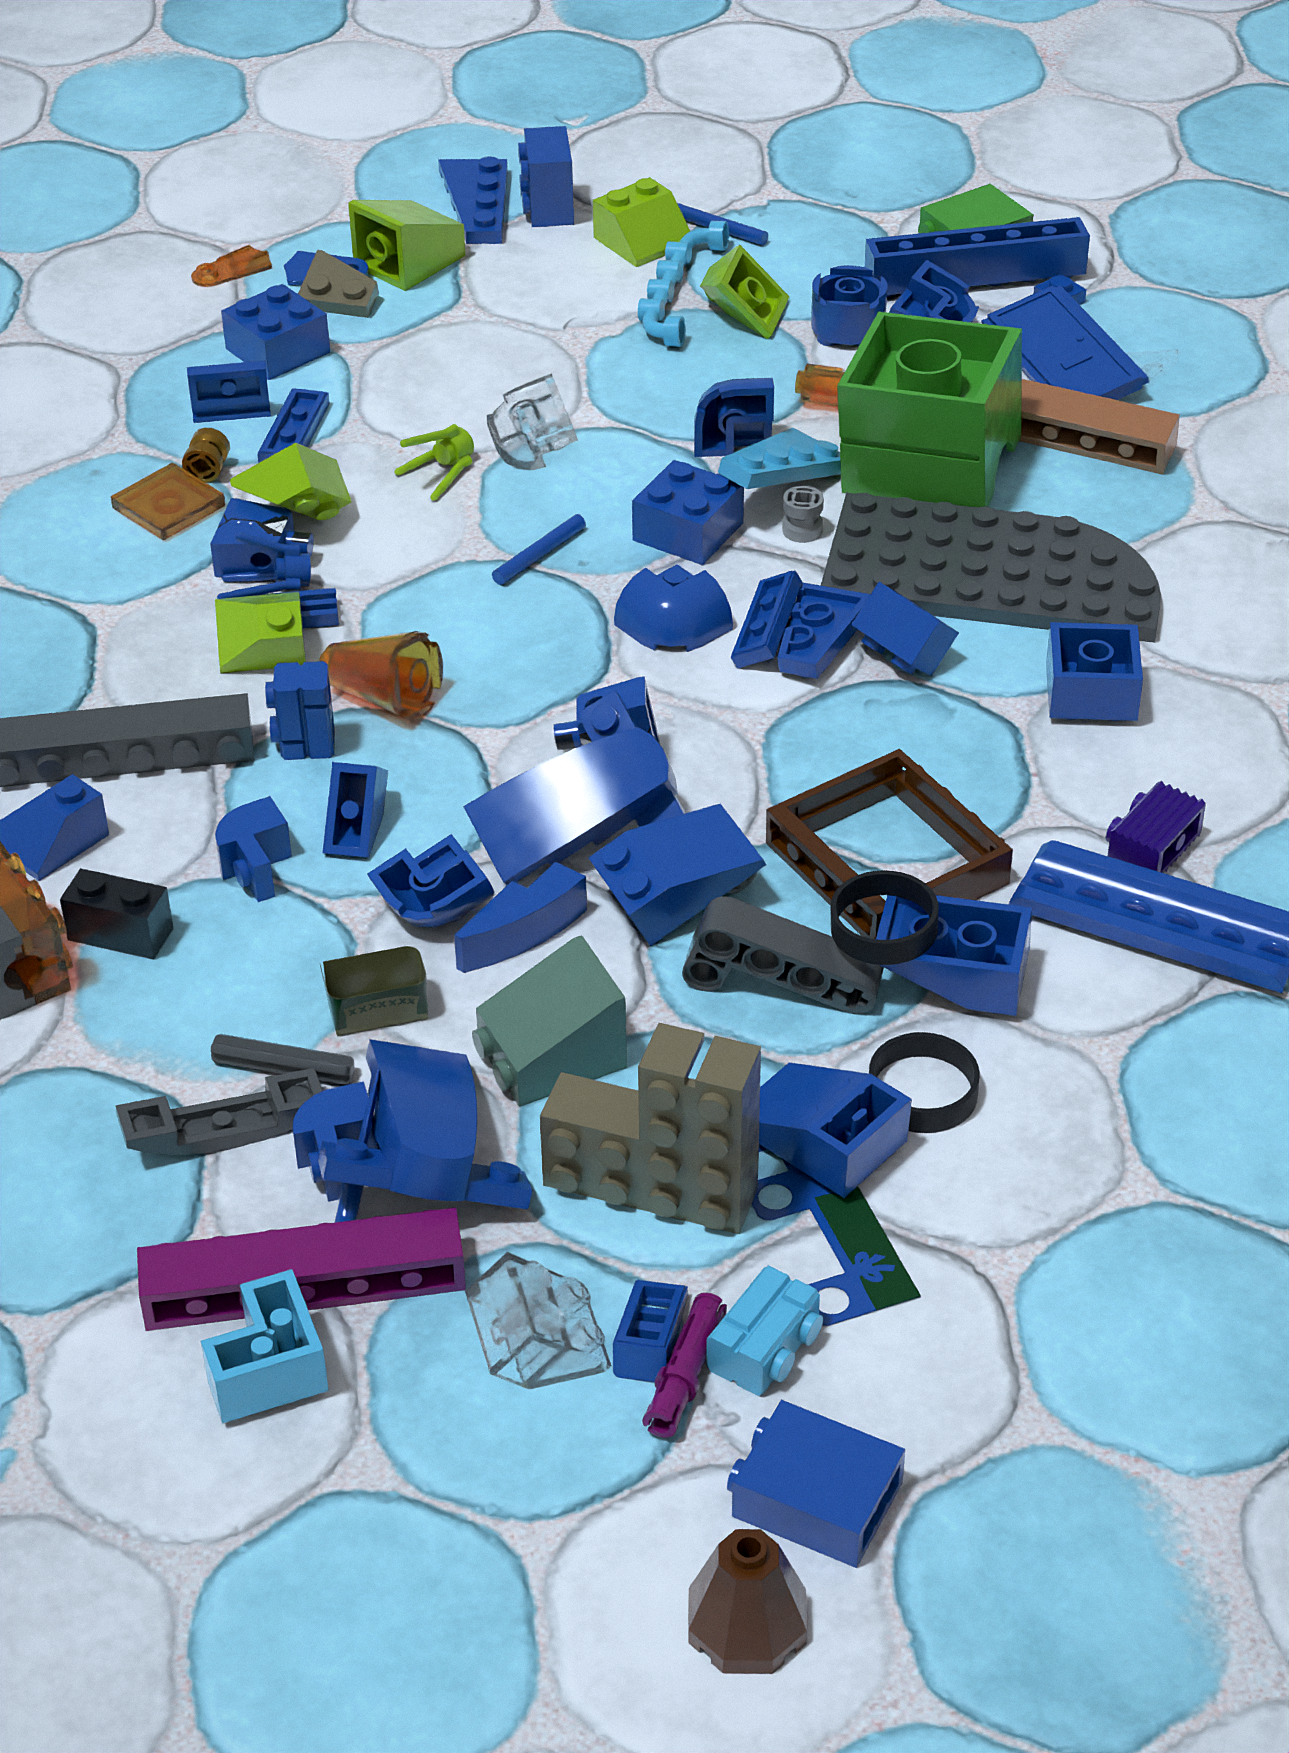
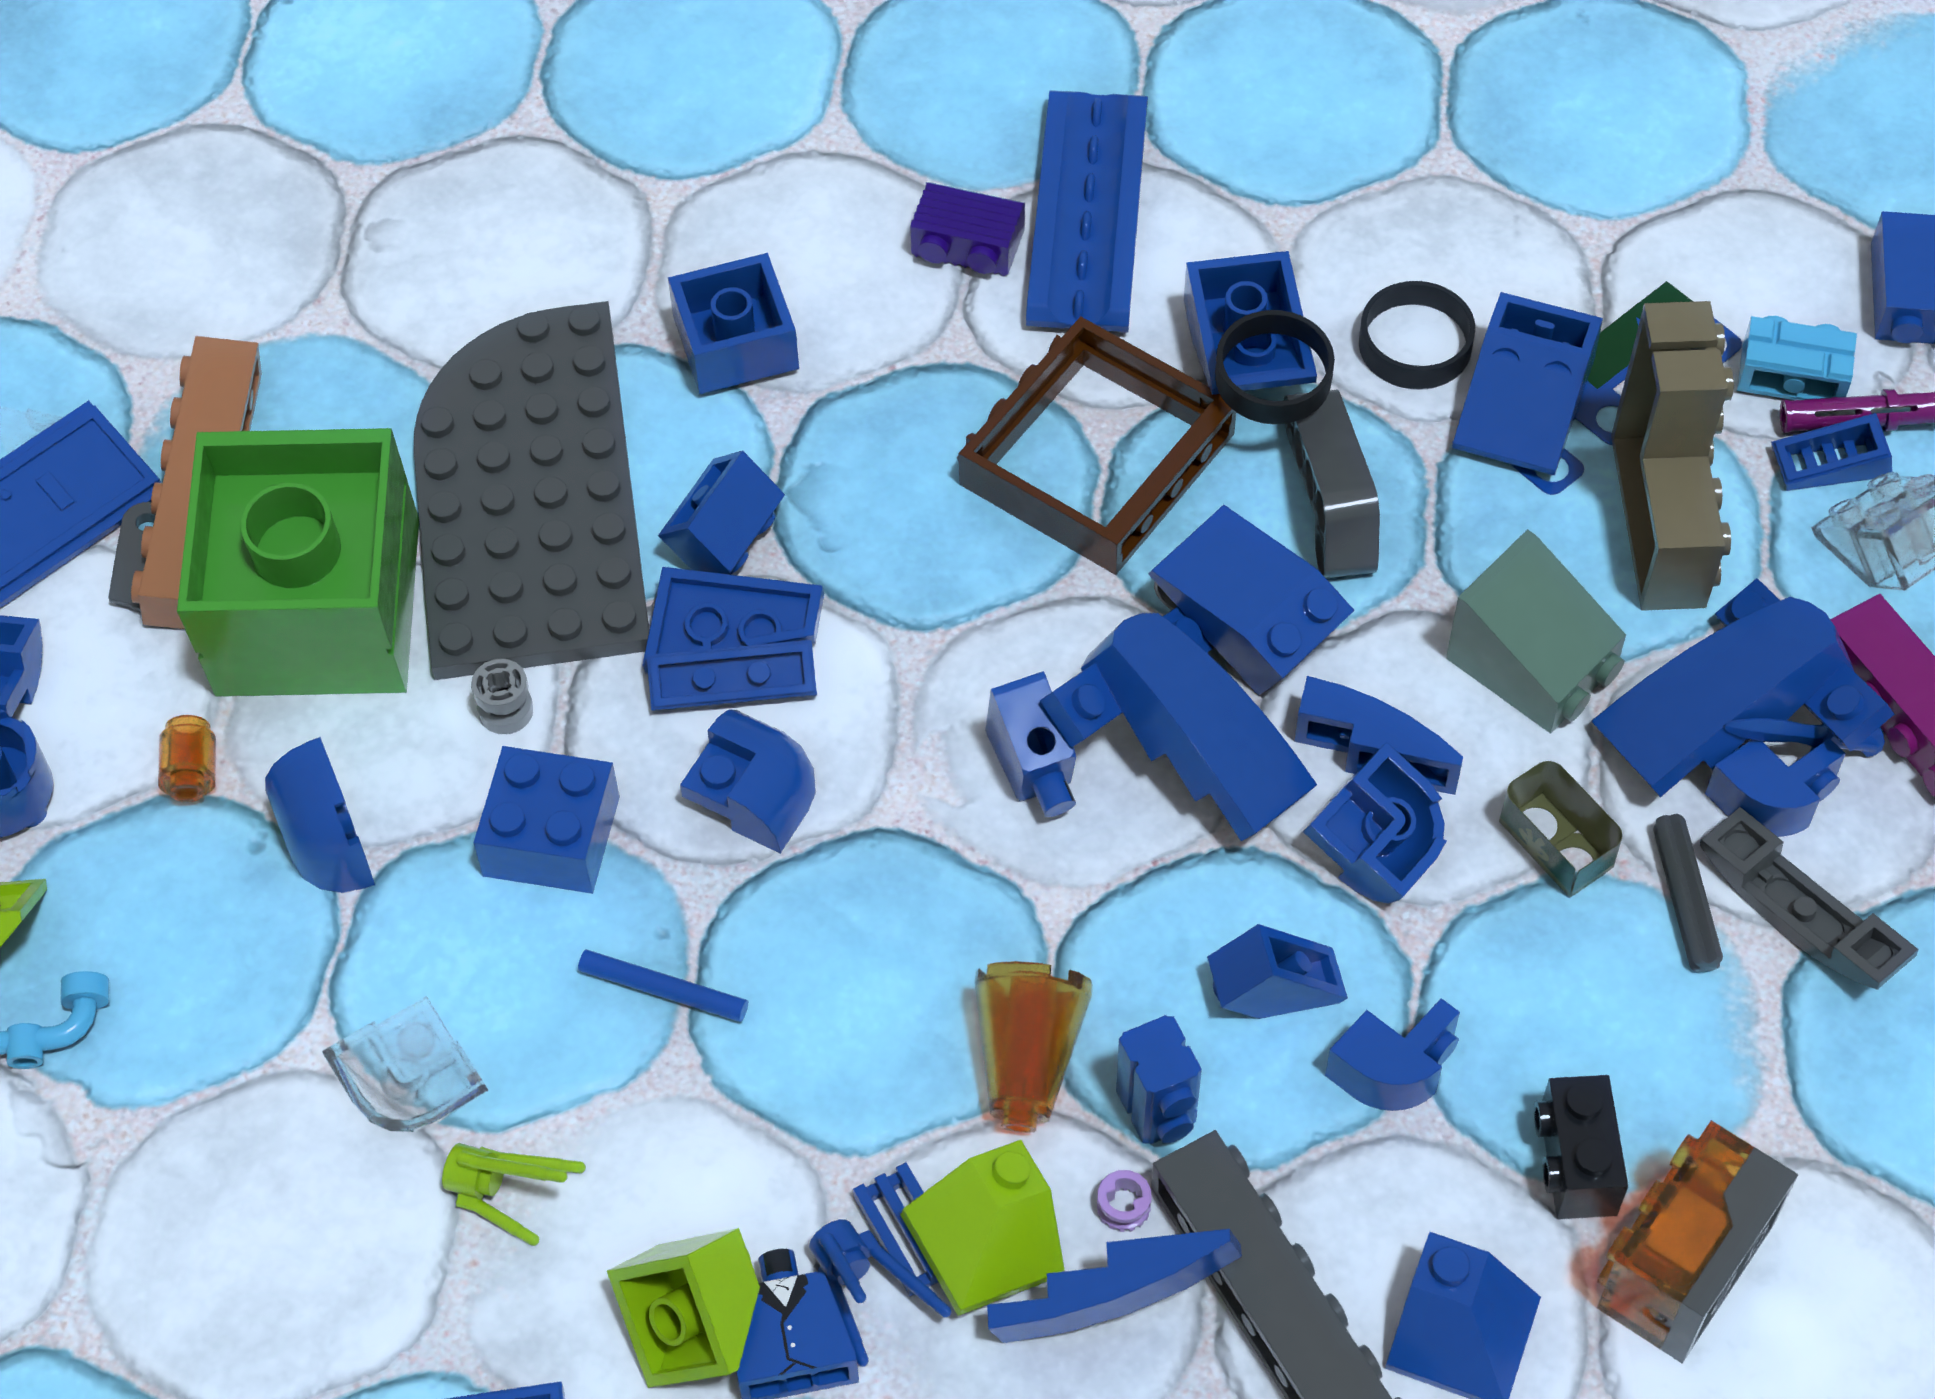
camera: 110 degrees left, 15 degrees up
(177, 653) = (1136, 1277): none -> blue slope
(255, 694) = (1141, 1206): none -> lavender bush
(781, 460) = (413, 733): medium azure wing -> none

